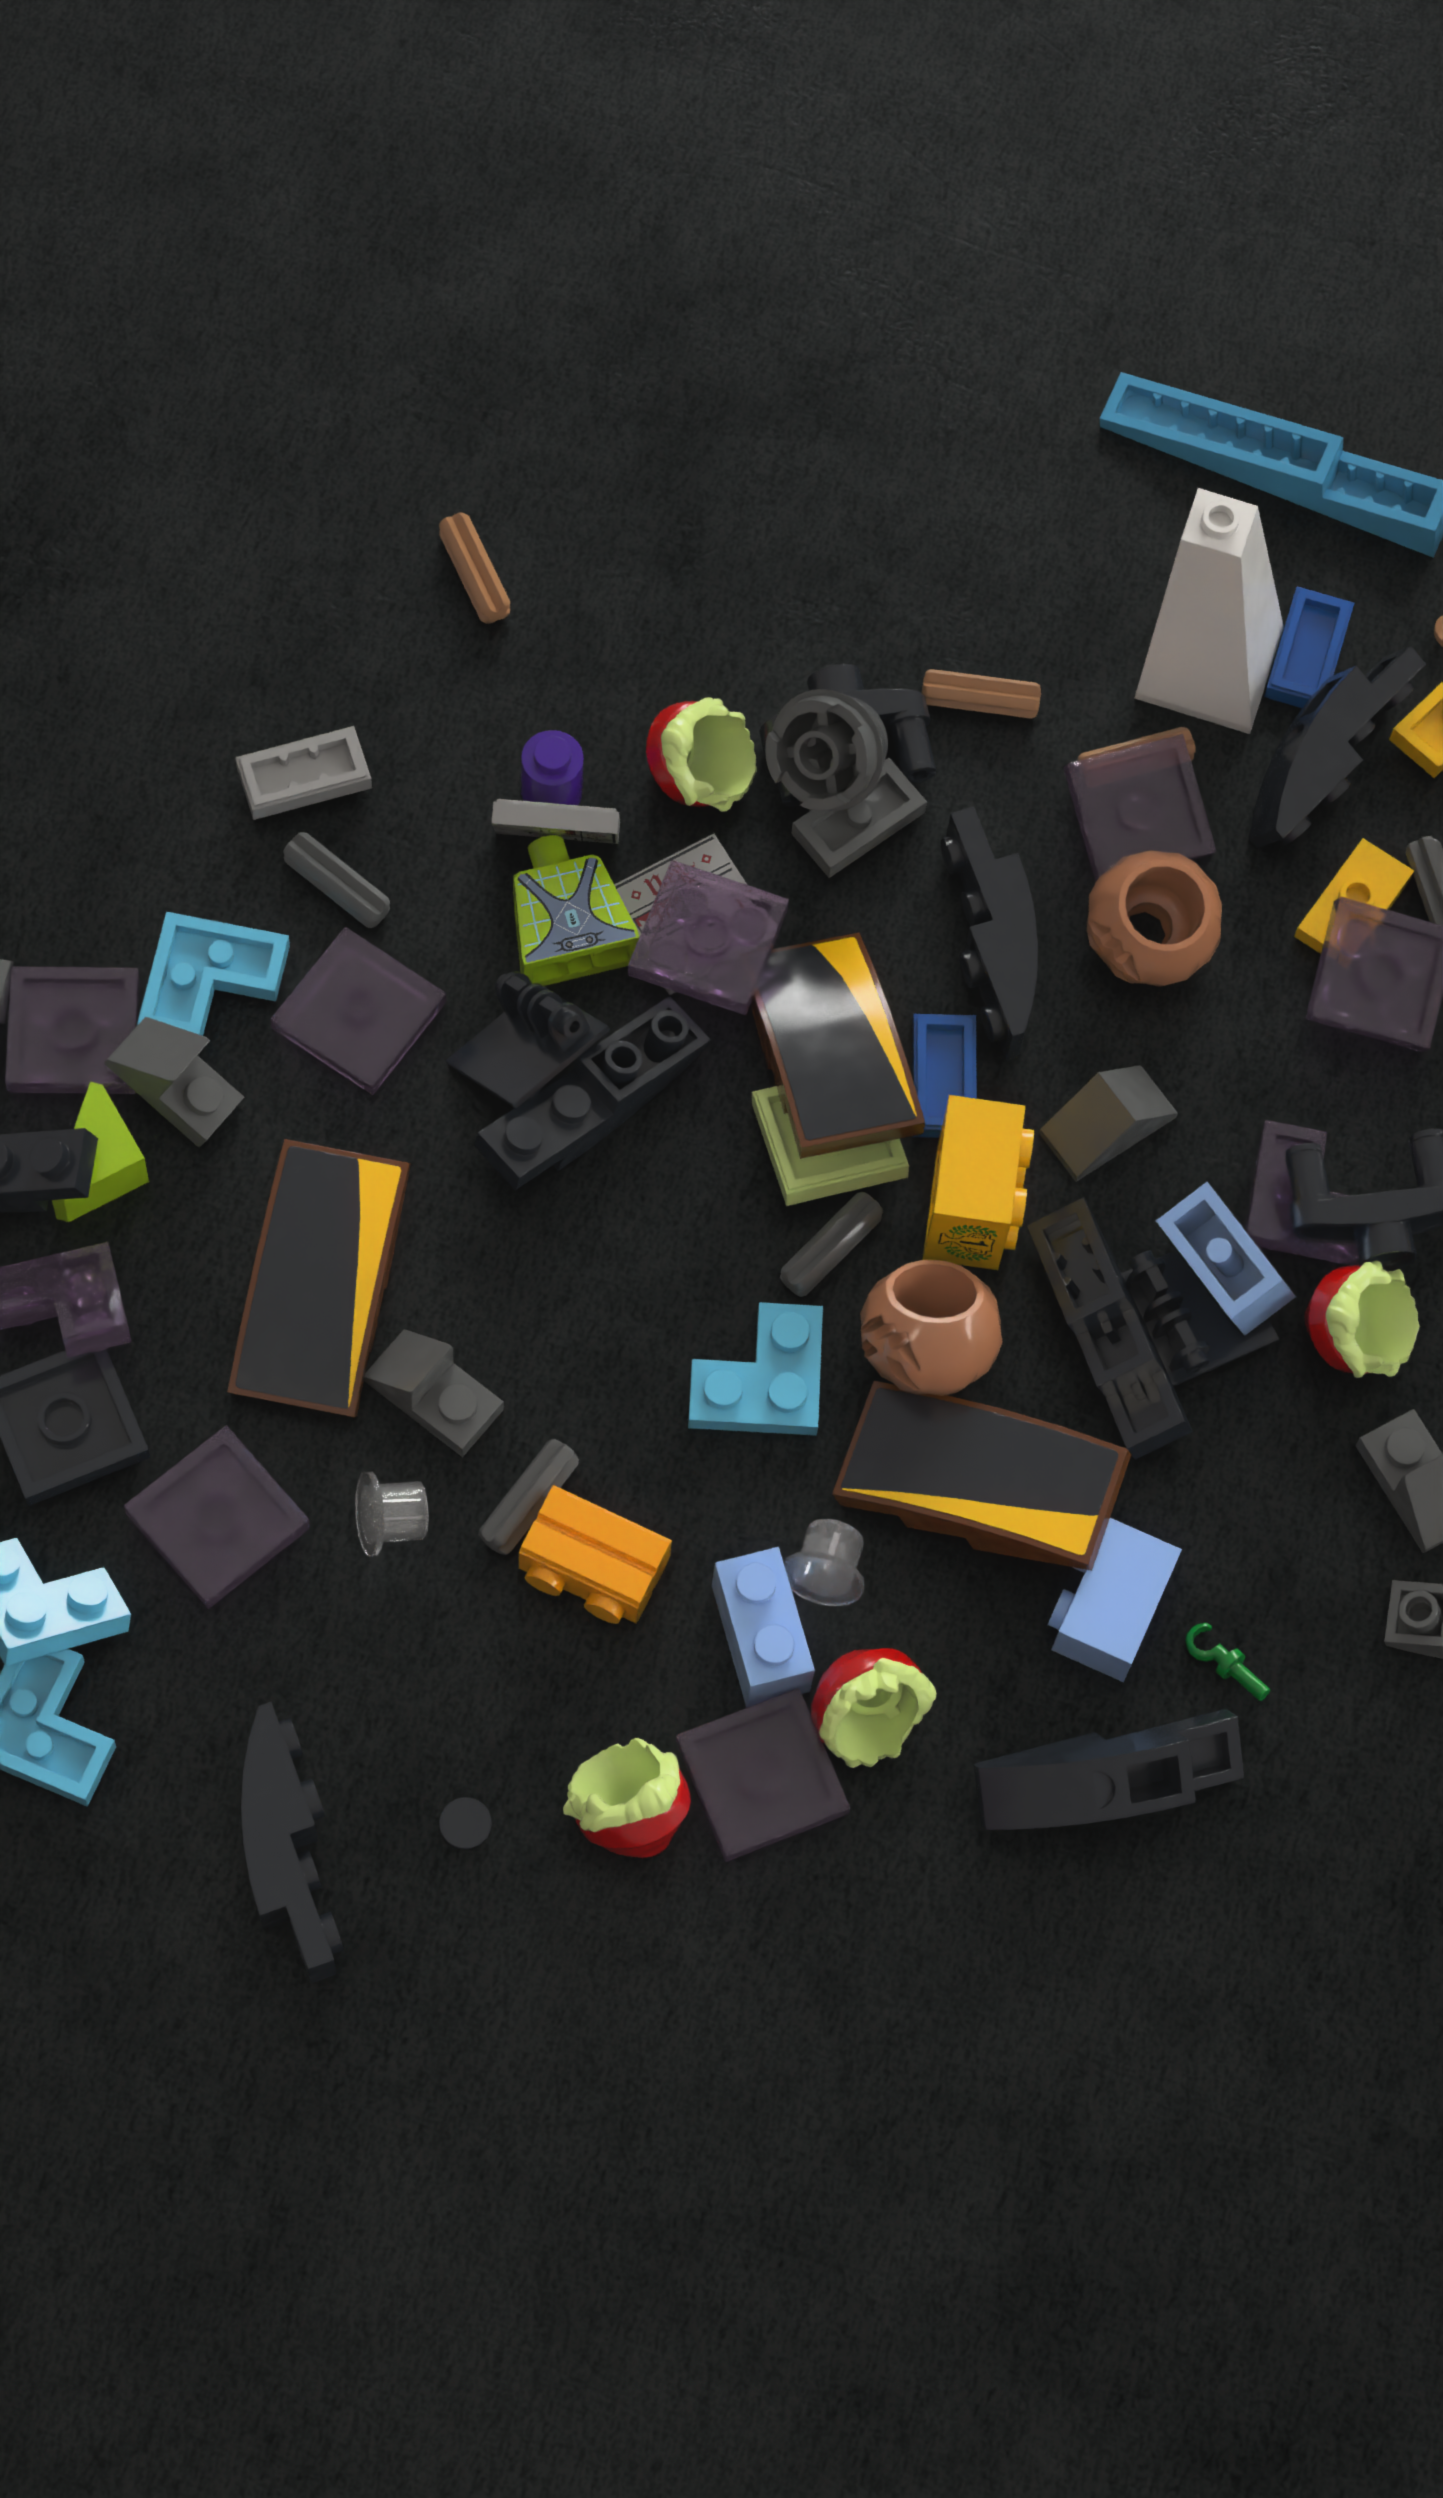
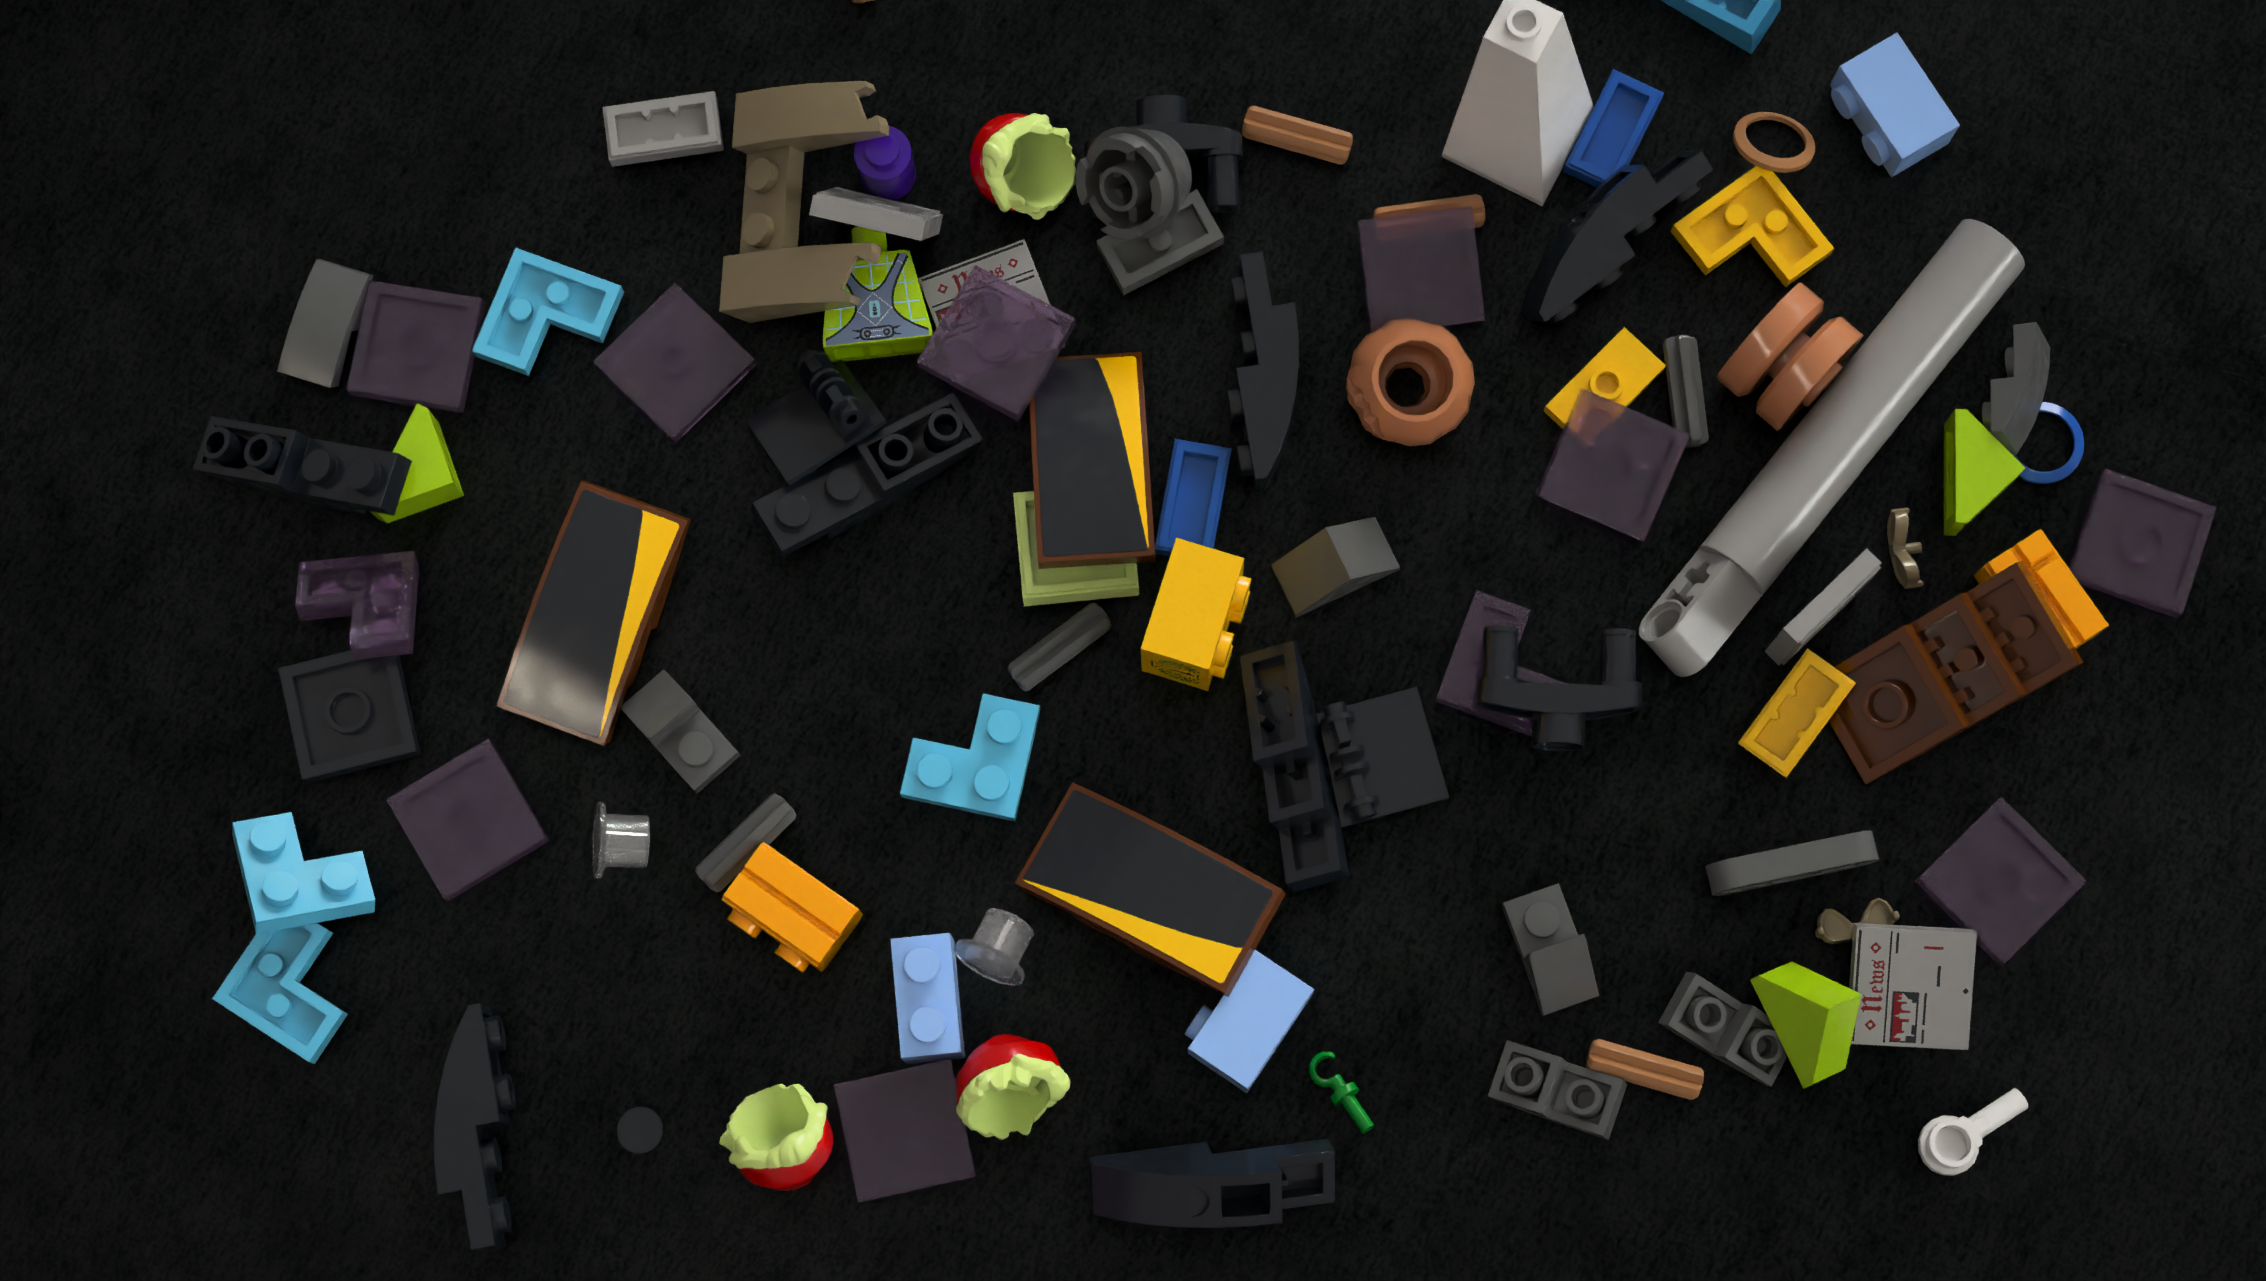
camera: 20 degrees right, 10 degrees up
(168, 1073) = (496, 408): dark grey slope -> none
(336, 880) = (676, 235): dark grey axle -> none
(448, 896) = (775, 129): none -> dark tan wedge
(931, 1327) = (1127, 746): nougat piece -> none
(1225, 1258) = (1407, 722): light blue brick -> none
(1363, 1319) = (1526, 796): yellowish green hair -> none

